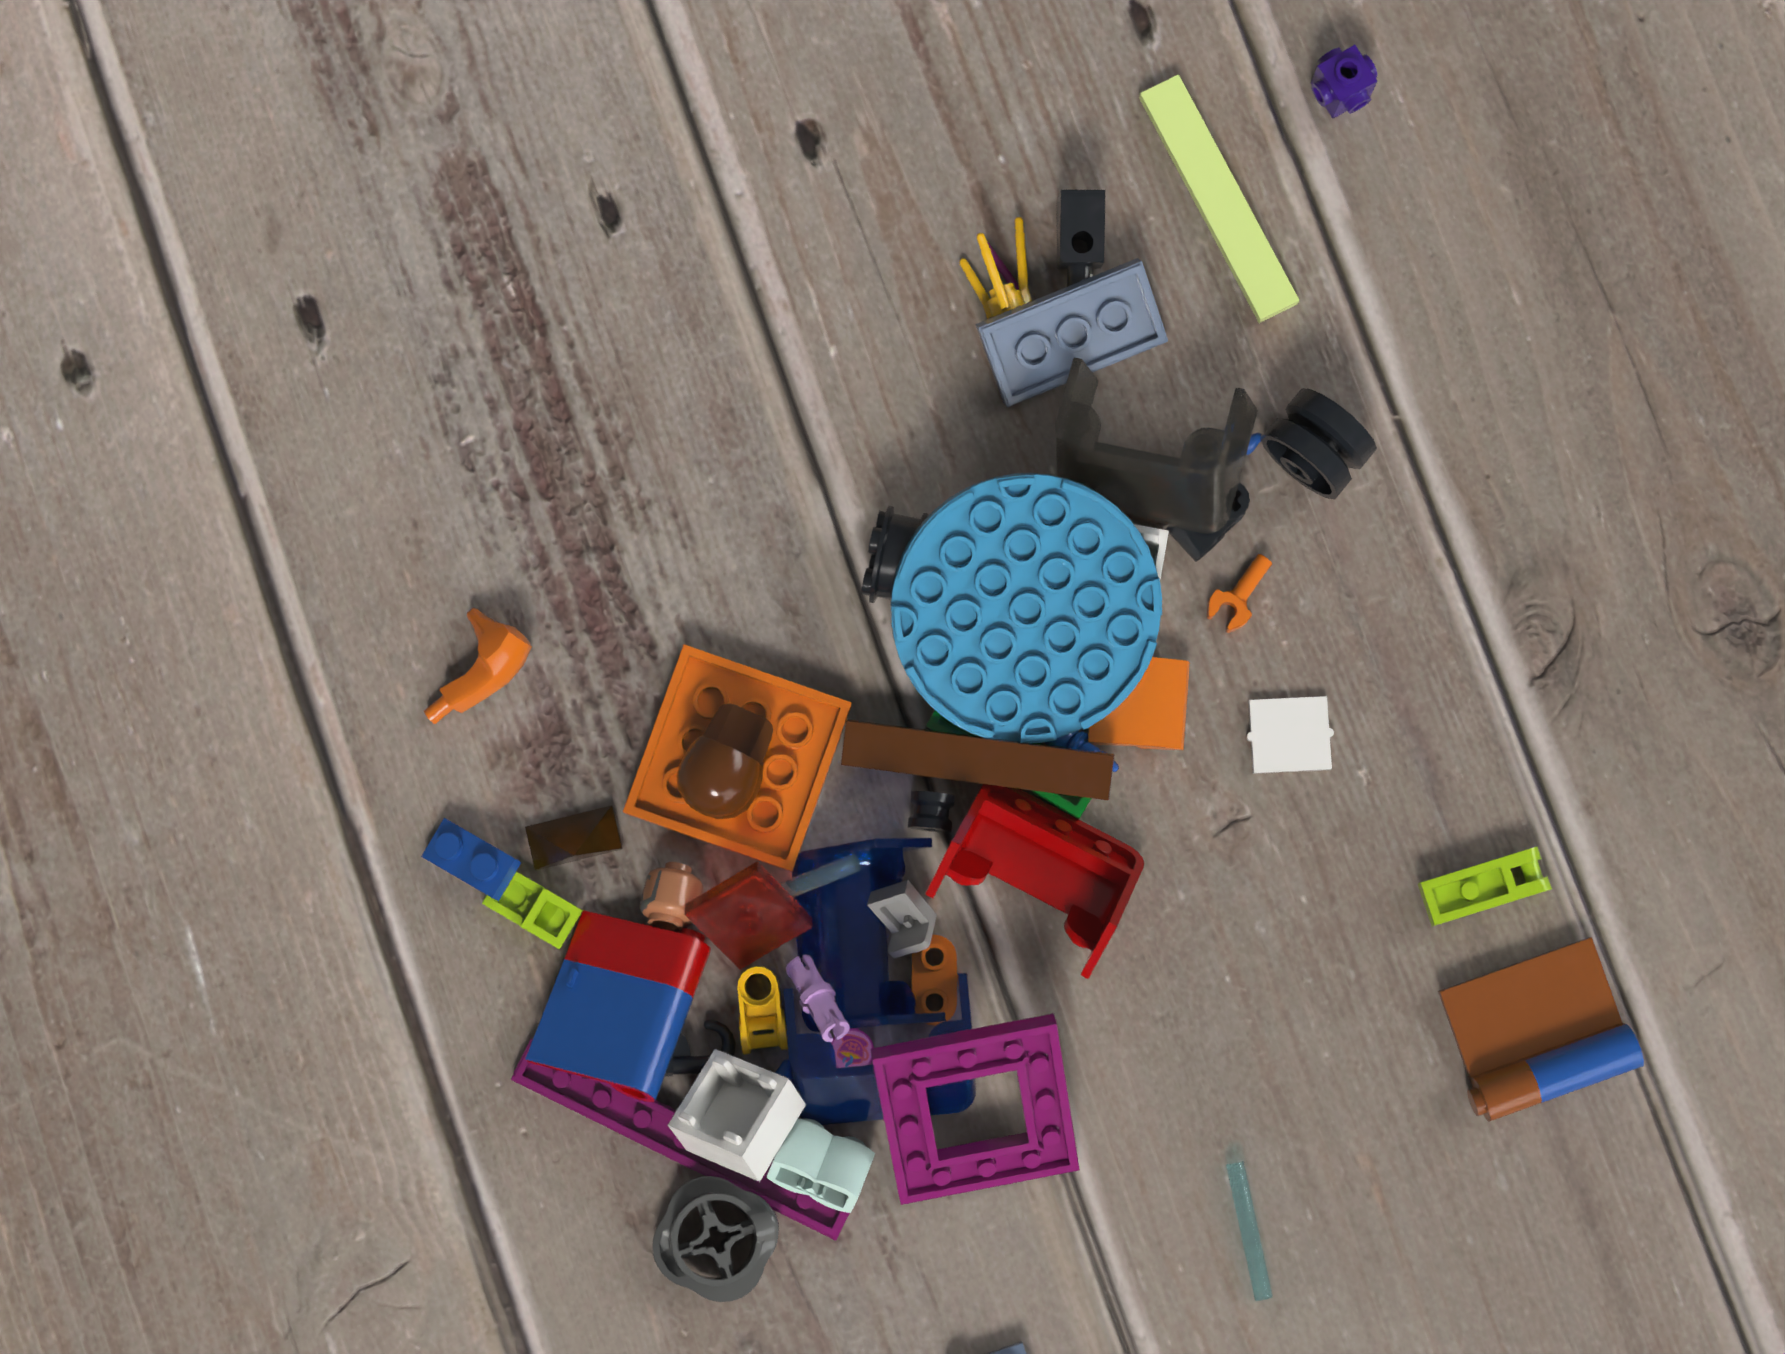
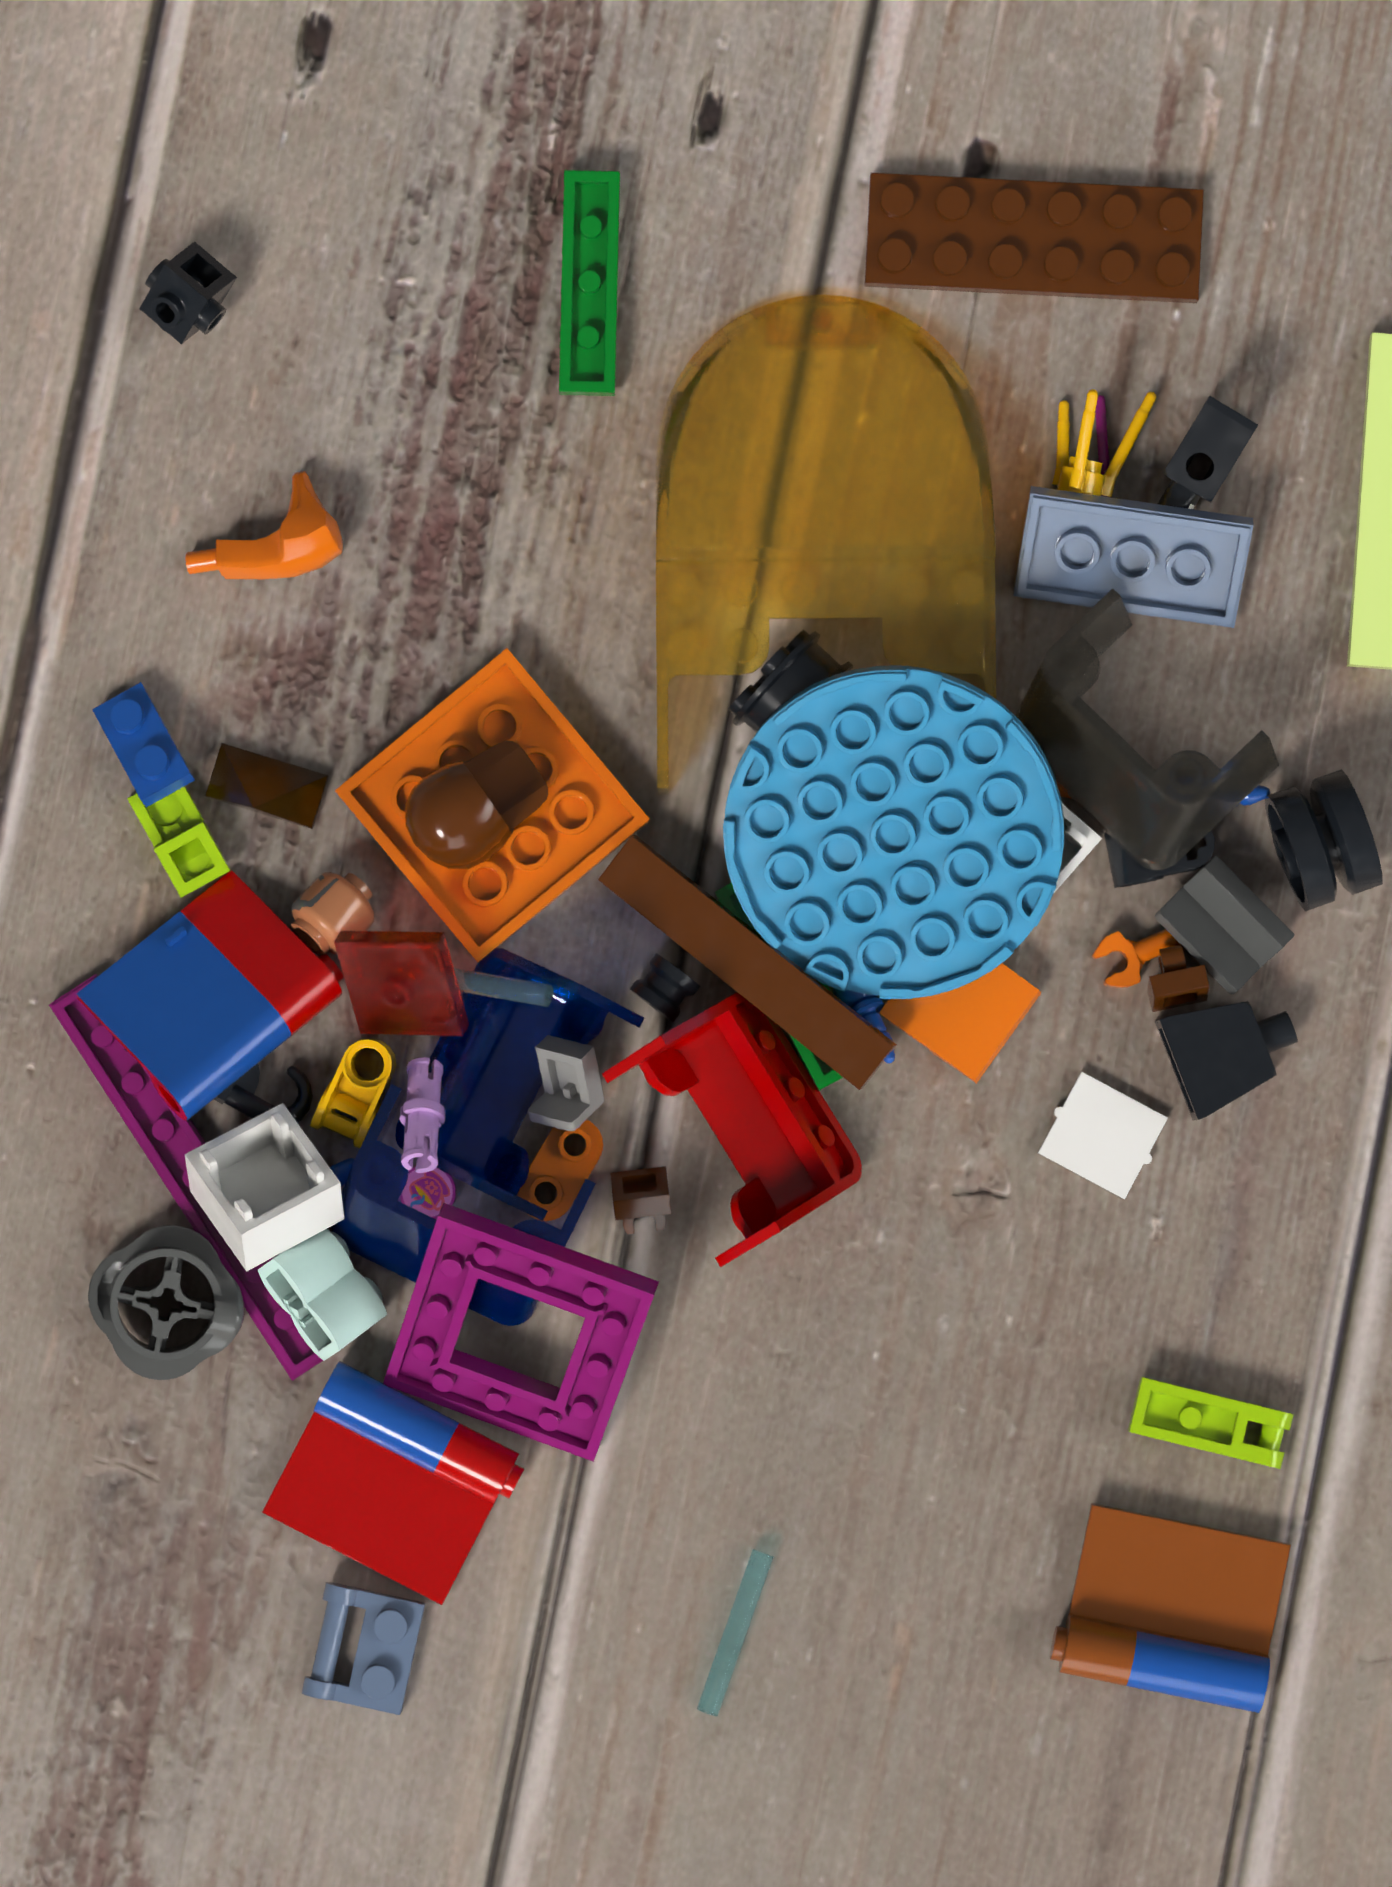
camera: 30 degrees right, 5 degrees up
(321, 532) = (177, 298): none -> black brick
(593, 366) = (589, 283): none -> green plate
(827, 400) = (819, 474): none -> clear yellow windscreen
(875, 163) = (1034, 238): none -> reddish brown plate
(948, 1270) = (392, 1482): none -> red door
(1001, 964) = (641, 1195): none -> reddish brown tile
(1276, 599) = (1176, 983): none -> reddish brown tile
(1285, 541) = (1224, 925): none -> dark grey panel
(1337, 629) = (1222, 1053): none -> black torso

